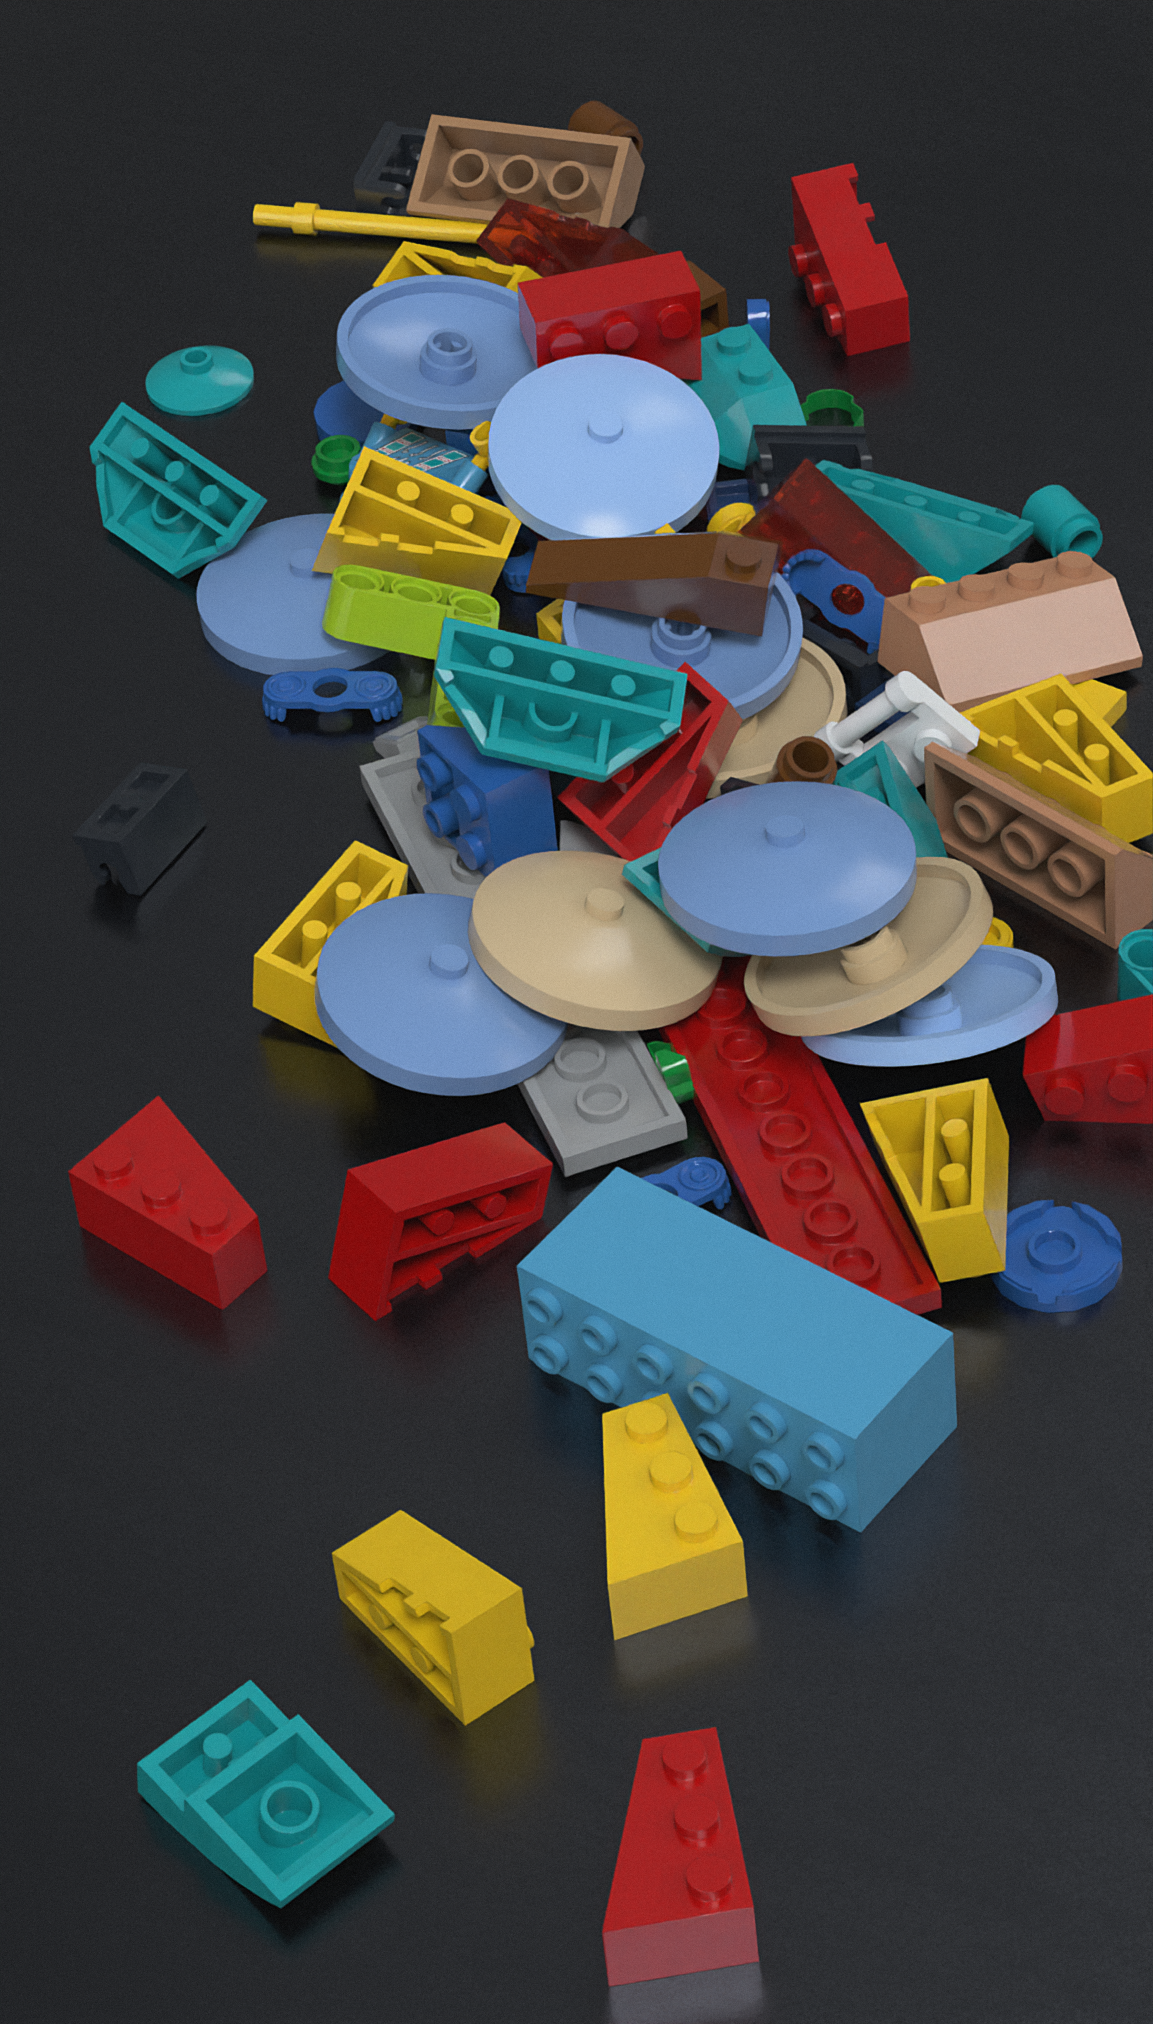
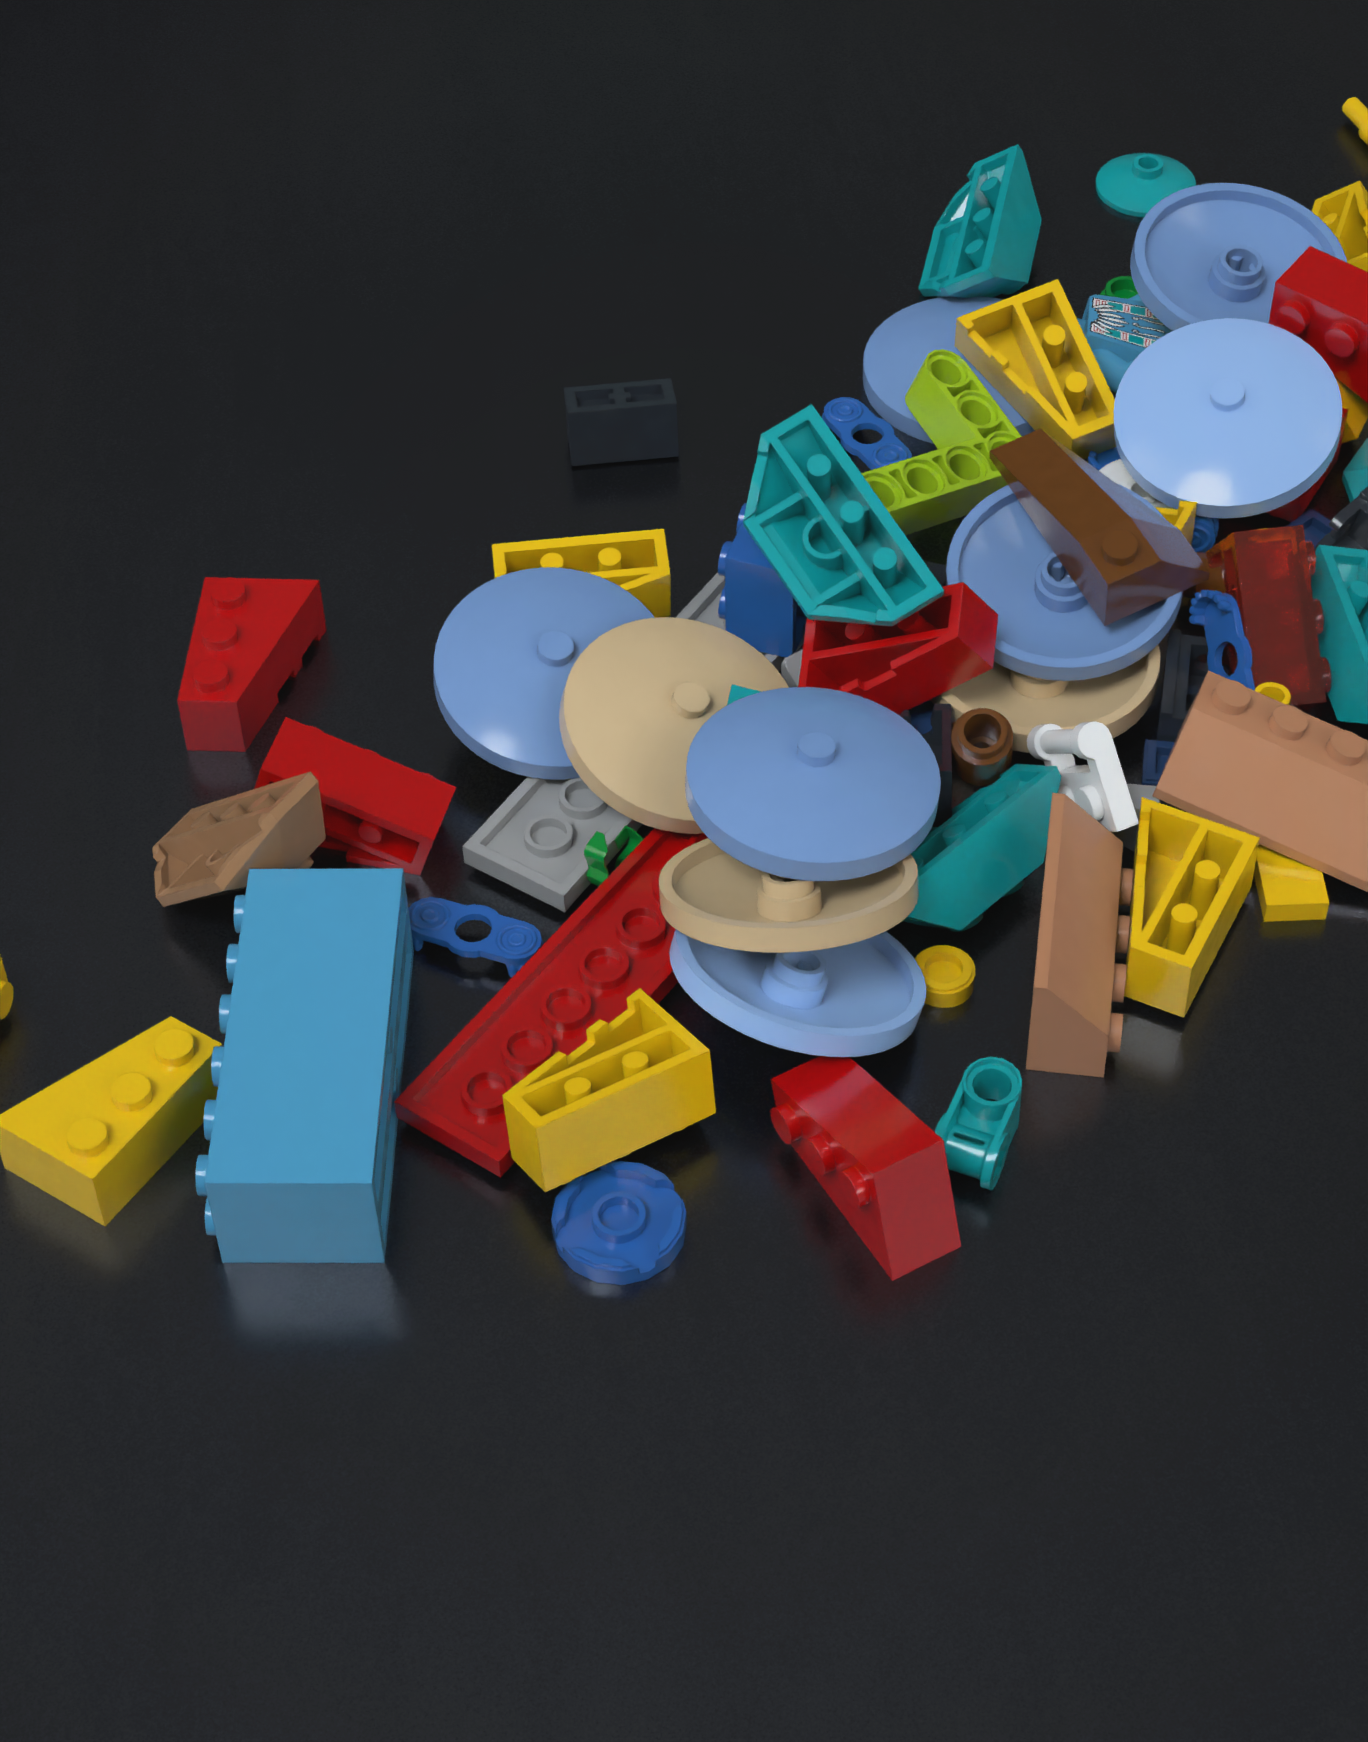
camera: 50 degrees right, 5 degrees up
(431, 1288) = (222, 840): none -> medium nougat wedge

